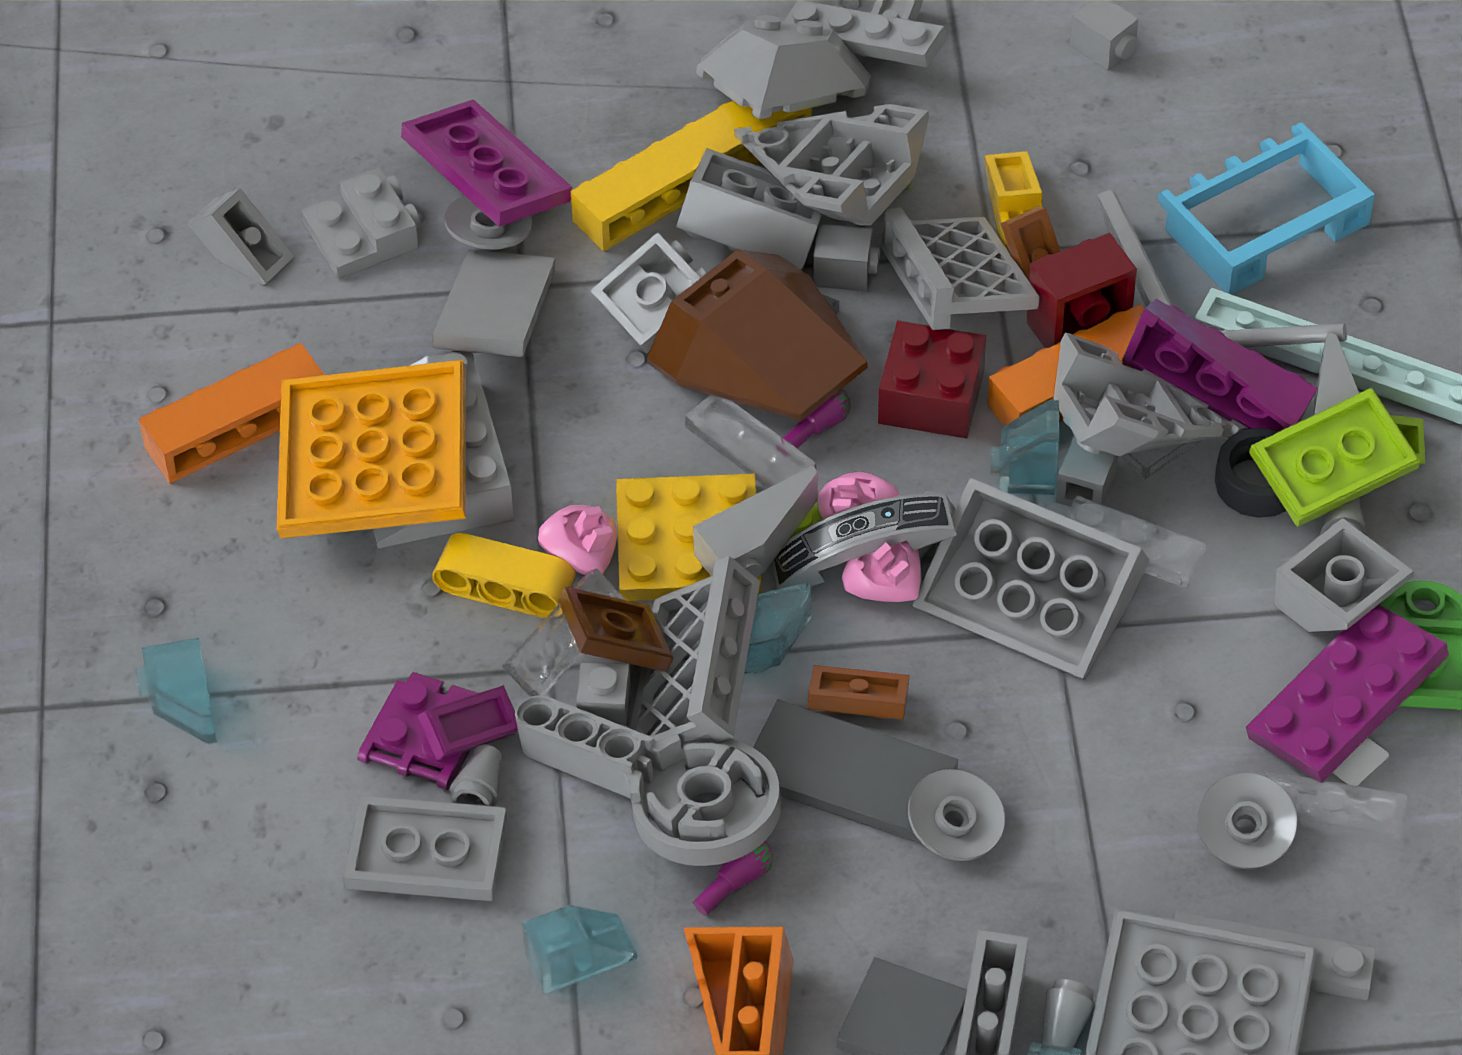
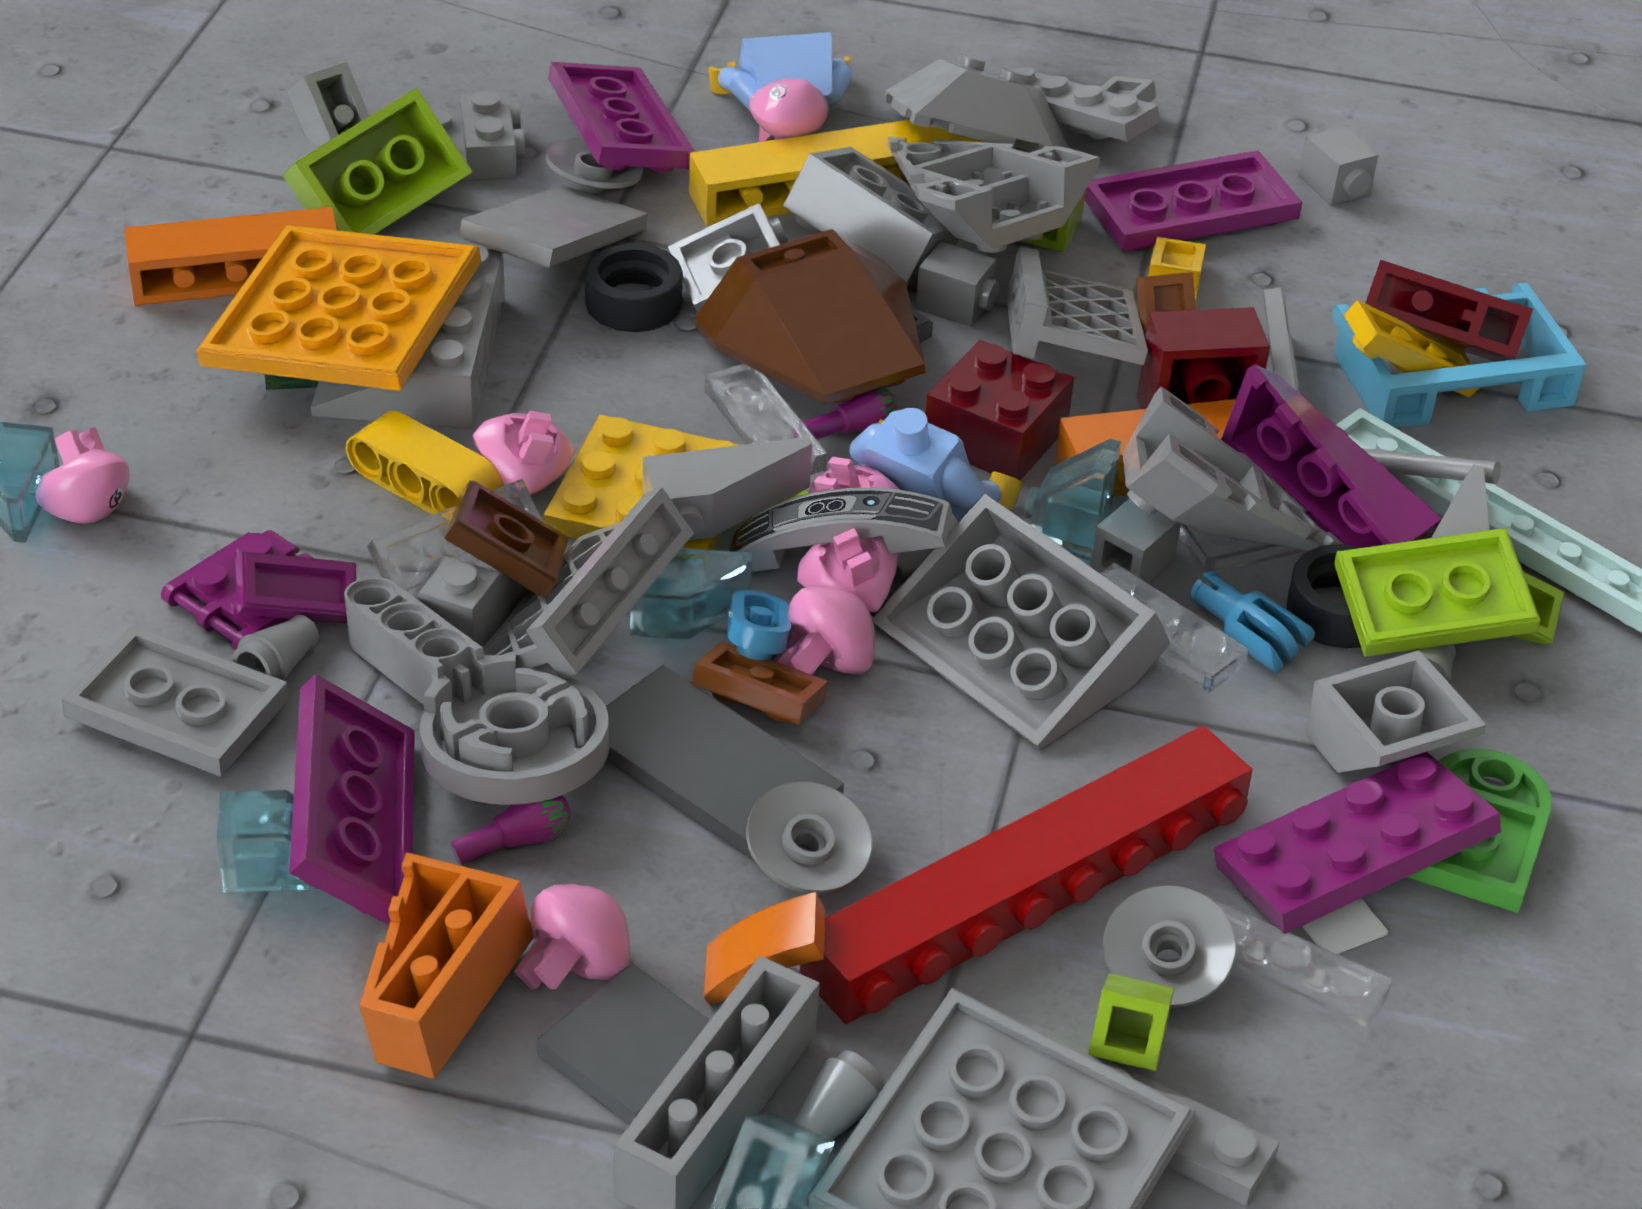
camera: 15 degrees right, 10 degrees down
(250, 677) = (87, 483): none -> bright pink piece
(314, 287) = (380, 167): none -> lime slope
(577, 315) = (629, 309): none -> black tyre
(610, 82) = (782, 57): none -> light blue torso
(615, 894) = (351, 798): none -> magenta plate
(632, 121) = (788, 109): none -> bright pink piece
(827, 949) = (575, 932): none -> bright pink piece
(836, 641) = (758, 624): none -> dark azure plate
(890, 632) = (829, 631): none -> bright pink piece
(902, 455) = (929, 462): none -> light blue torso
(954, 922) = (783, 933): none -> orange slope
(1000, 105) = (1192, 200): none -> magenta plate
(1123, 792) = (1027, 872): none -> red brick
(1201, 518) = (1254, 621): none -> dark azure arm
(1231, 219) = (1401, 343): none -> yellow plate
(1246, 891) = (1131, 1021): none -> lime brick
(1255, 178) = (1450, 311): none -> dark red slope

